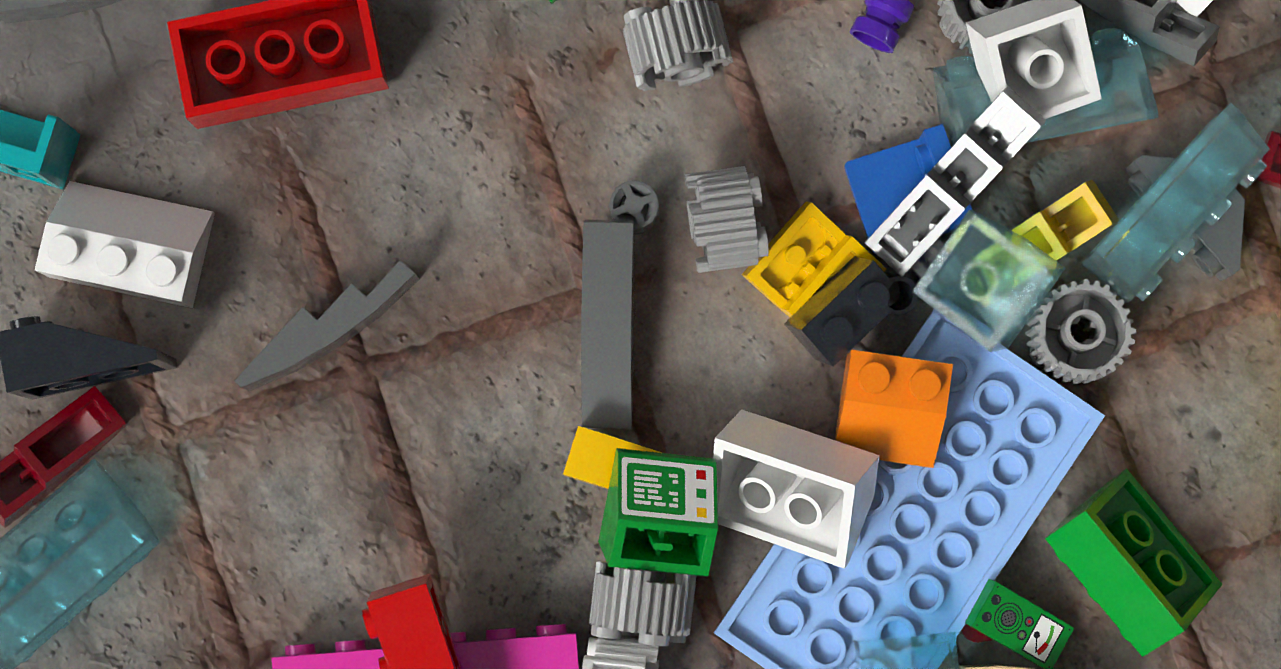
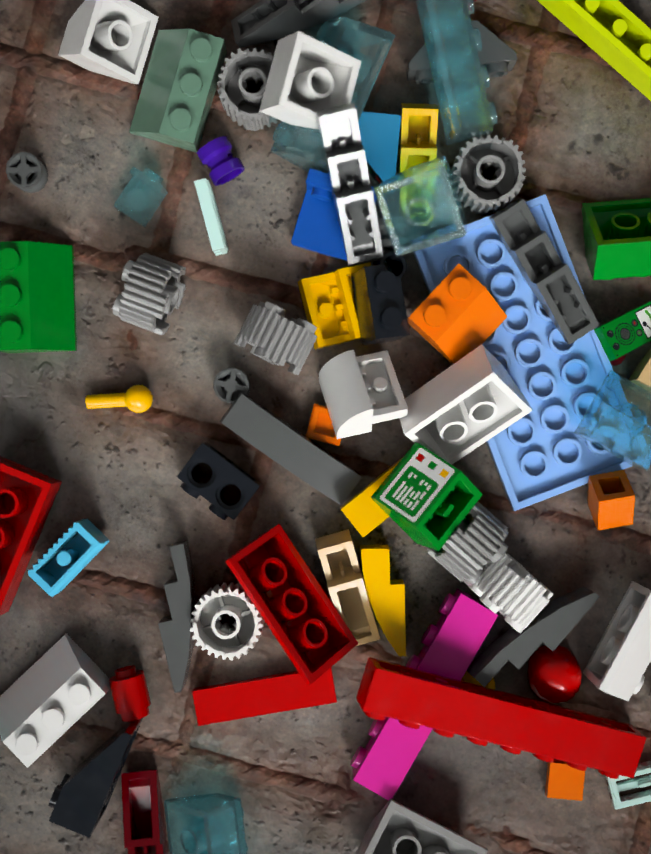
camera: 60 degrees left, 5 degrees up
(196, 332) = (130, 693): none -> red brick
(298, 491) = (261, 696): none -> red tile
(309, 153) = (68, 556): none -> medium azure brick
(332, 395) = (219, 637): none -> white brick
(432, 443) = (292, 603): none -> red slope
(489, 501) = (347, 585): none -> tan slope
(511, 550) = (385, 595): none -> yellow slope
(526, 266) = (224, 473): none -> black brick
(543, 108) = (137, 399): none -> yellow bar
(664, 347) = (321, 427): none -> orange tile
(729, 358) = (361, 392): none -> white brick
(811, 52) = (211, 216): none -> light aqua tile
(1014, 474) = (544, 271): none -> dark grey slope
(1028, 184) = (380, 140): none -> dark azure slope

